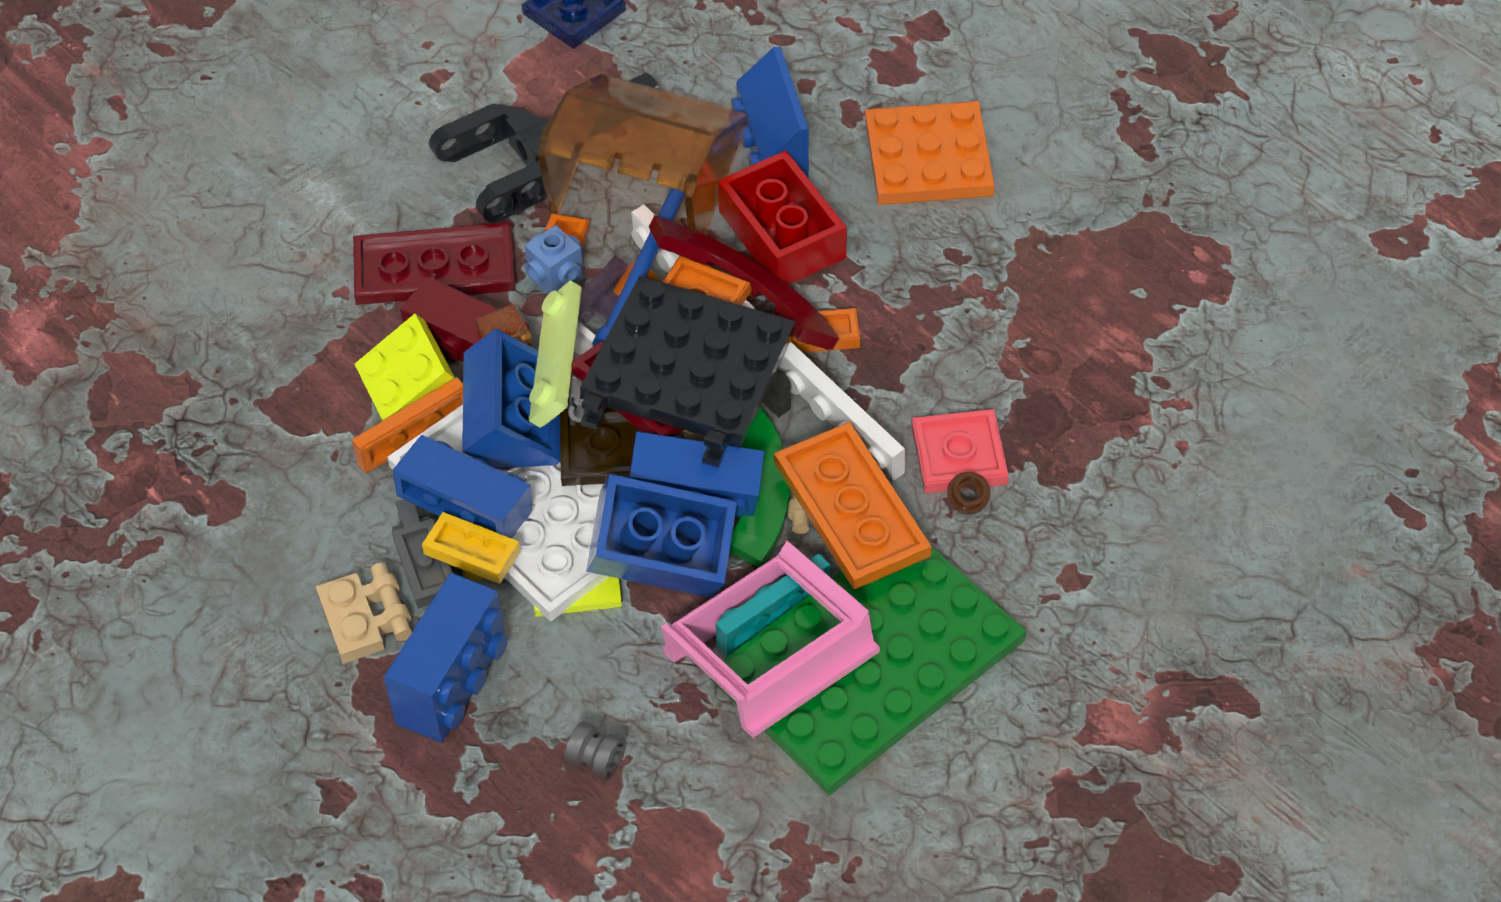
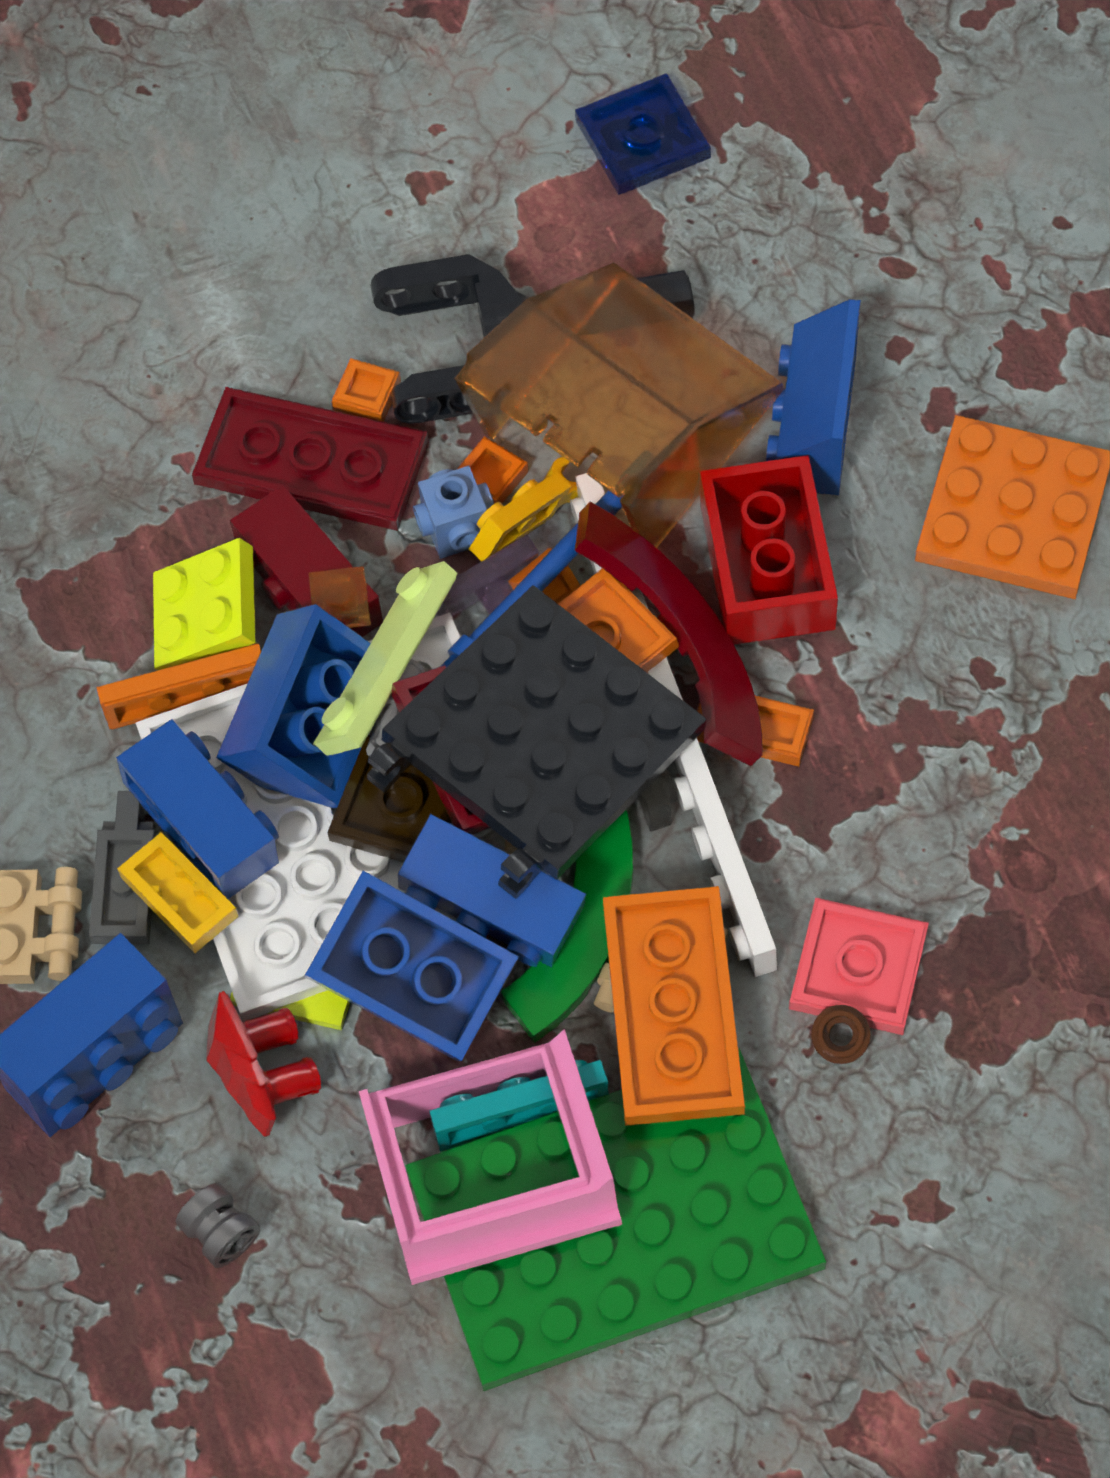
camera: 25 degrees right, 10 degrees up
(454, 209) = (365, 390): none -> orange tile
(560, 639) = (233, 1055): none -> red connector
(604, 245) = (527, 510): none -> yellow plate

